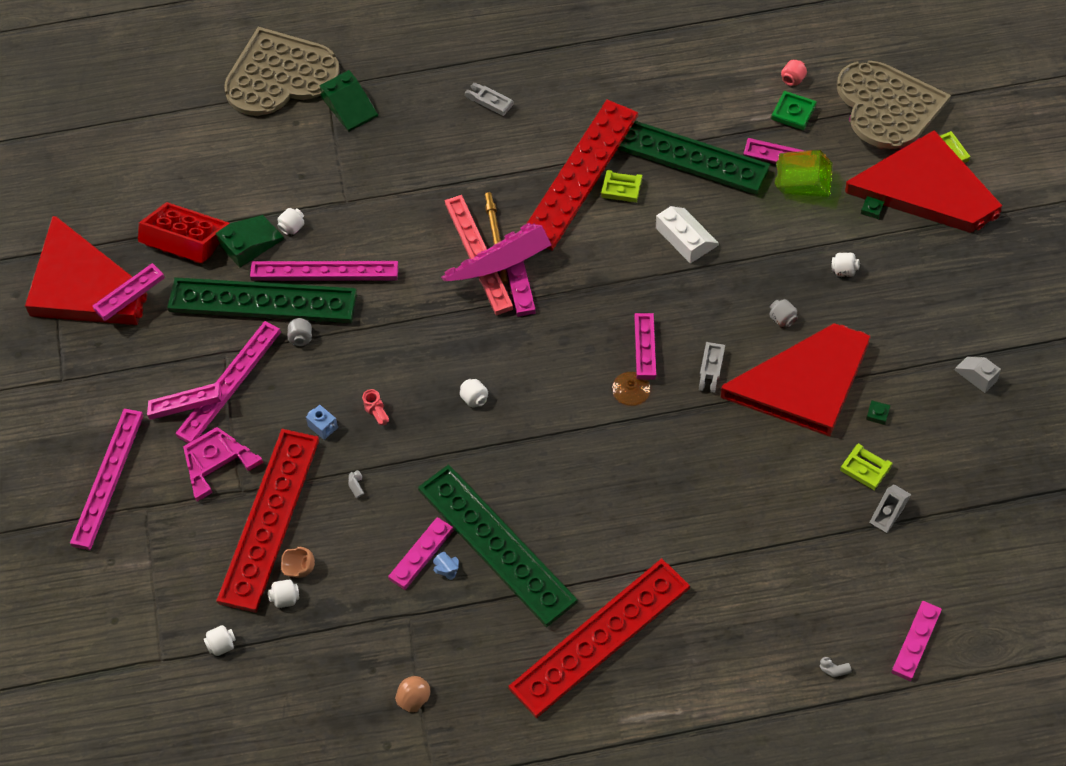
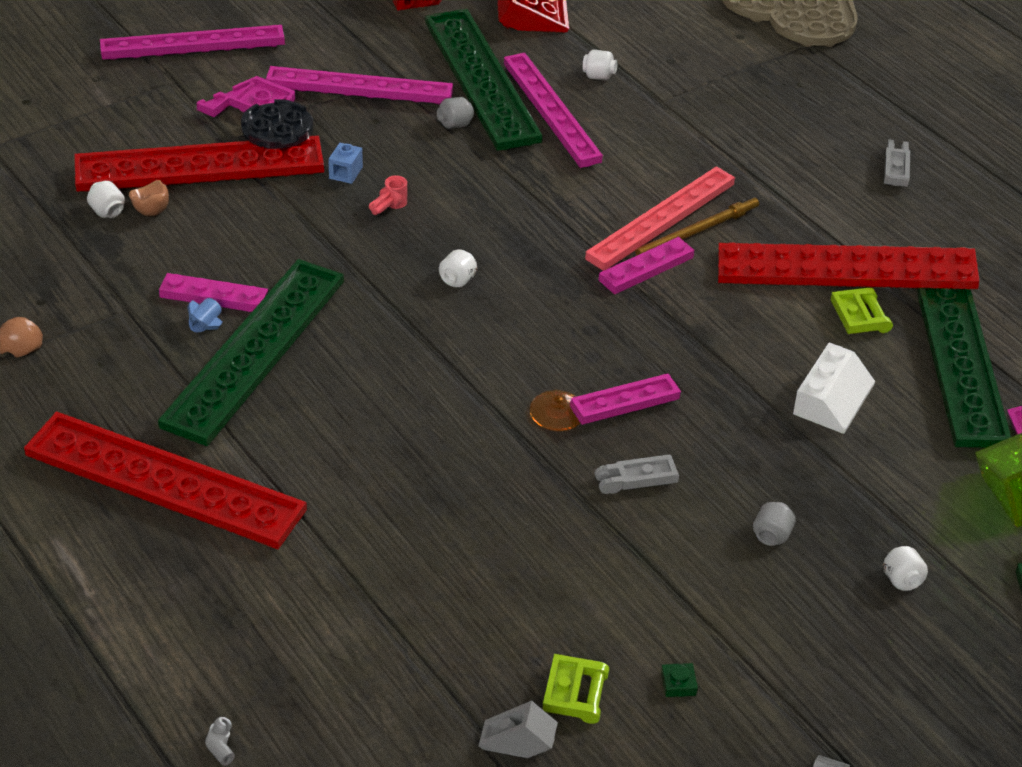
camera: 60 degrees right, 15 degrees down
(184, 401) = (312, 58): dark pink plate -> none
(219, 640) = (25, 171): white head -> none
(248, 239) = (553, 42): dark green slope -> none
(256, 451) = (277, 124): none -> black tile
(348, 100) = (798, 56): dark green slope -> none
(353, 479) = (280, 210): light grey arm -> none
(503, 254) = (666, 225): dark pink wedge -> none
(805, 381) = (684, 583): red slope -> none

